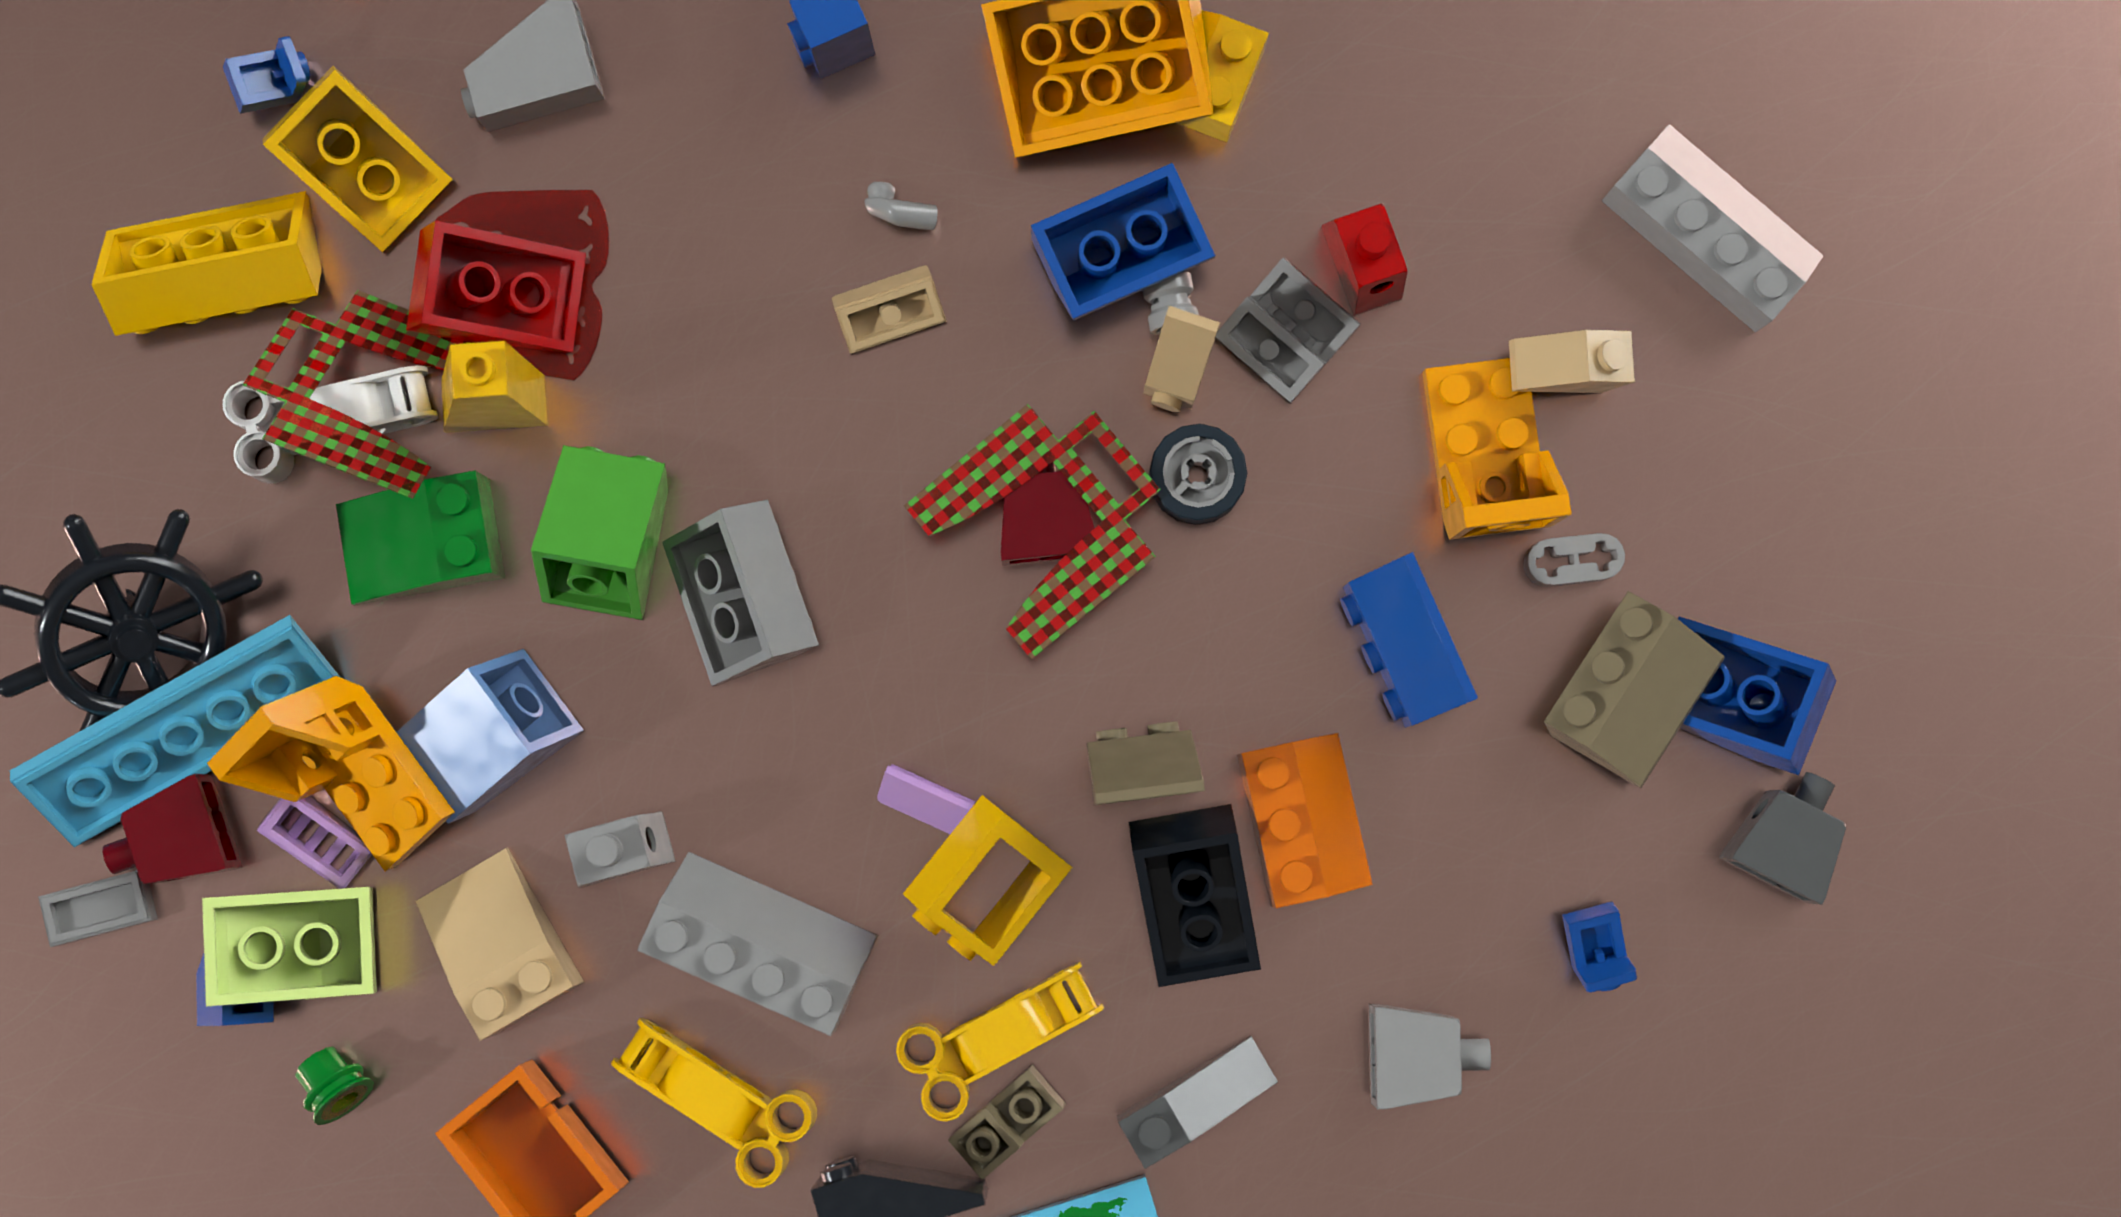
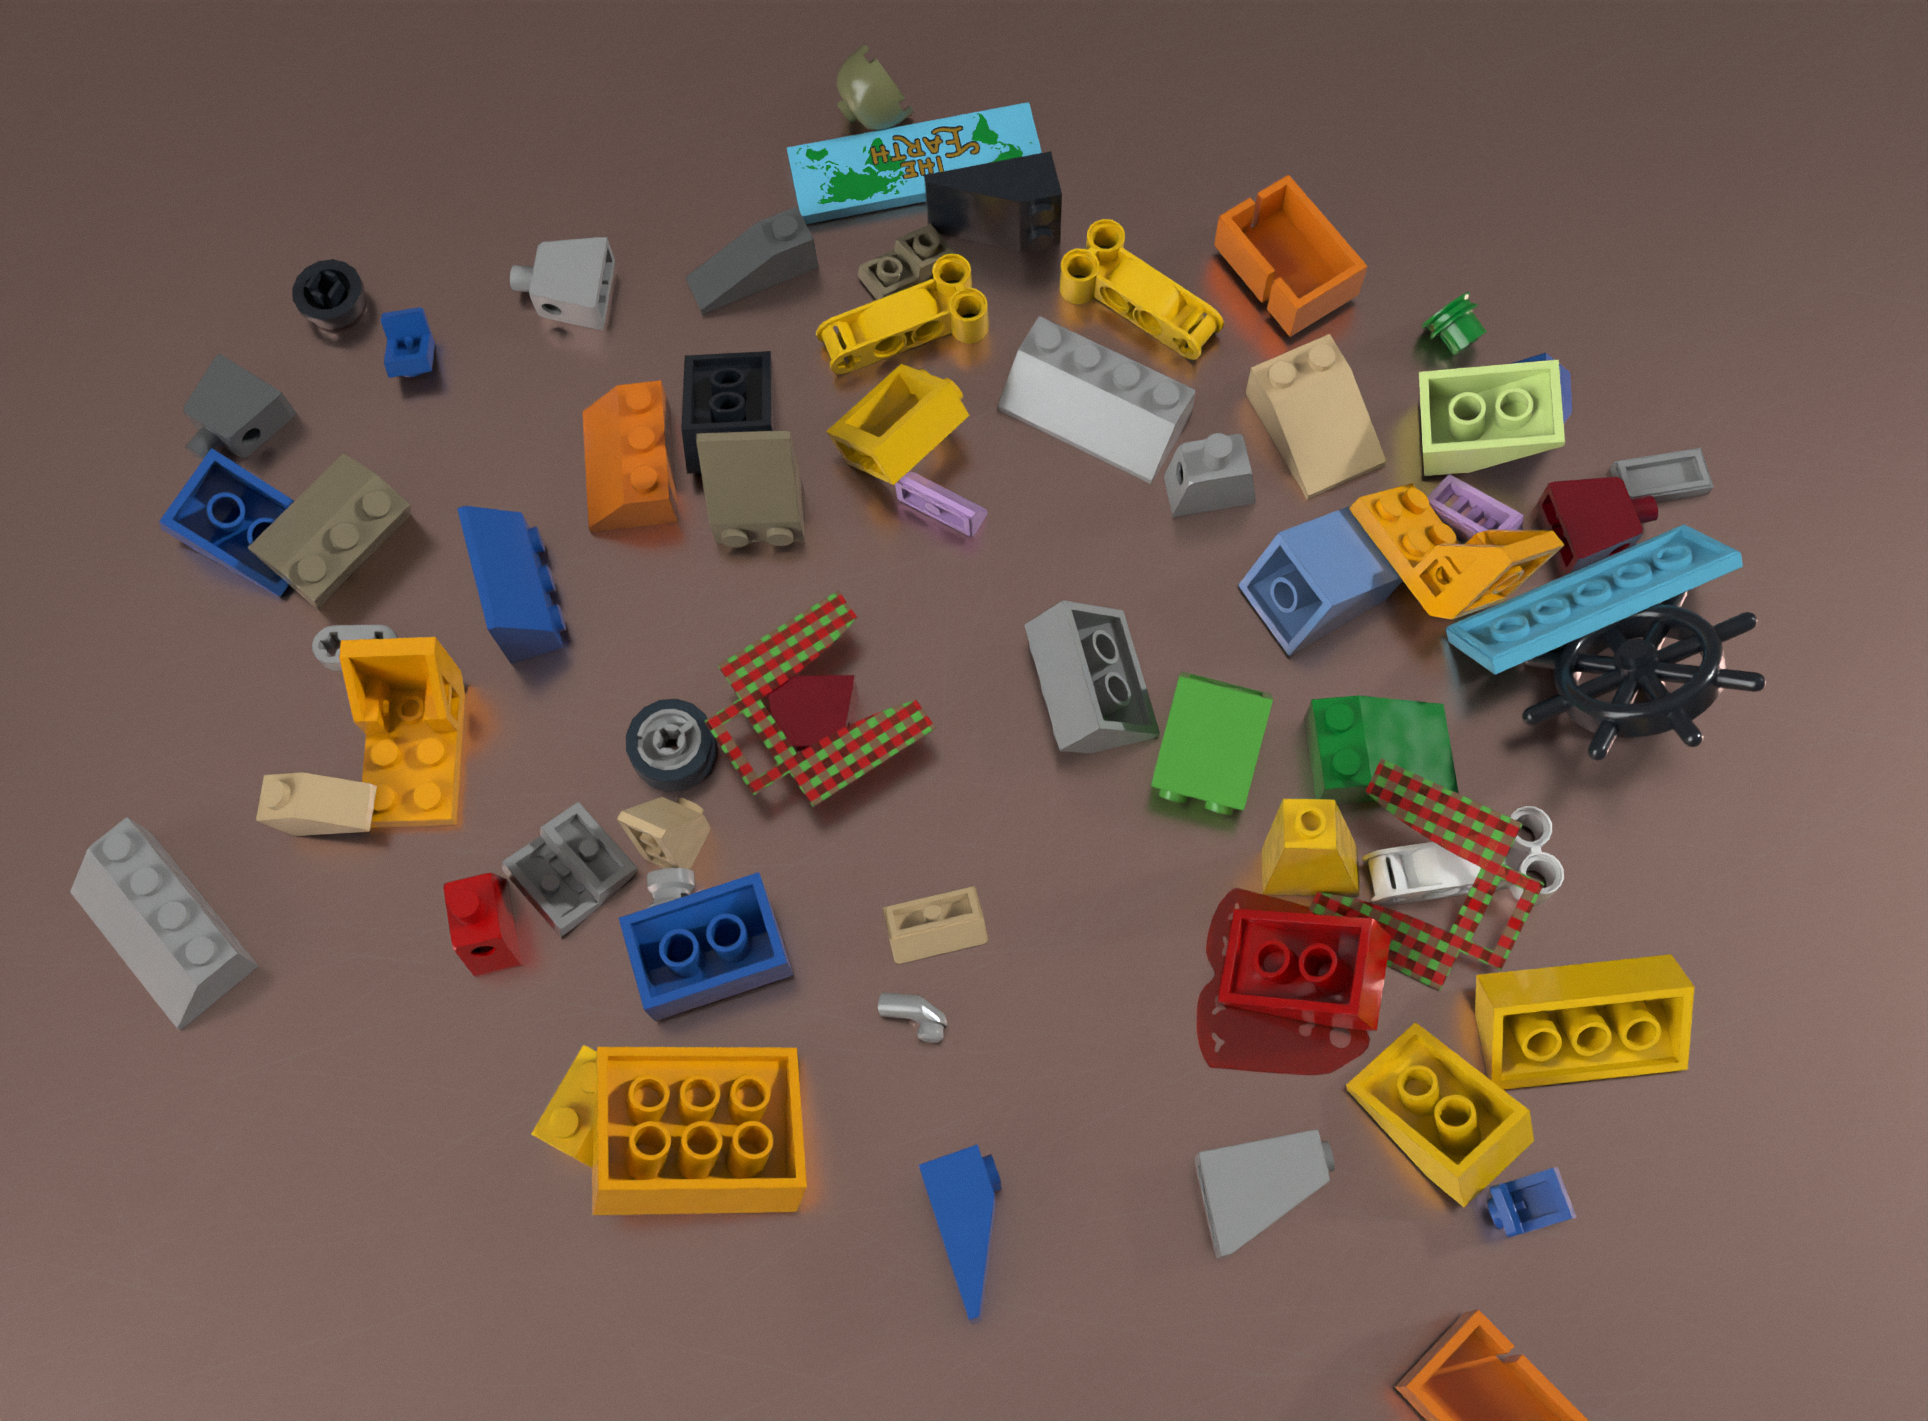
camera: 170 degrees left, 15 degrees down
(1713, 1013) = (329, 294): none -> black piece

